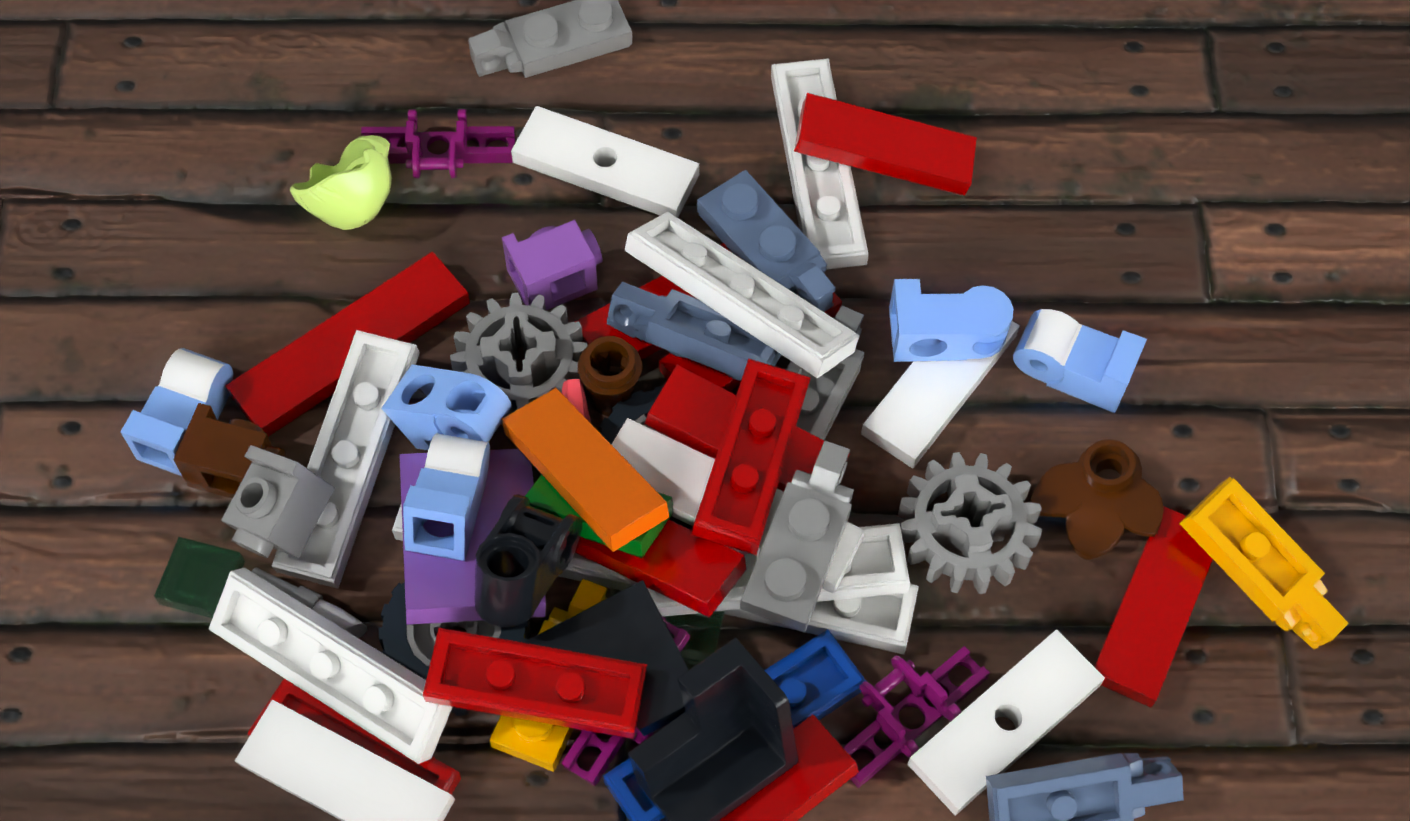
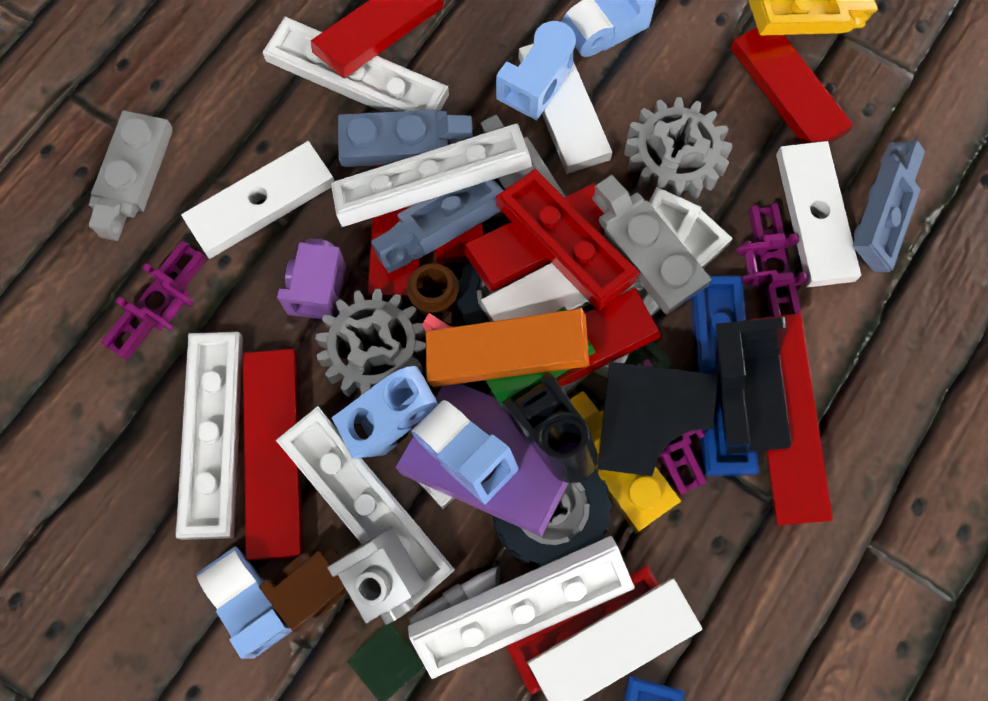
camera: 55 degrees left, 10 degrees up
(330, 279) = (210, 436): none -> white tile
(351, 190) = (148, 377): yellowish green hair -> none
(535, 683) = (644, 475): red tile -> none
(1098, 507) = (711, 74): reddish brown plate -> none

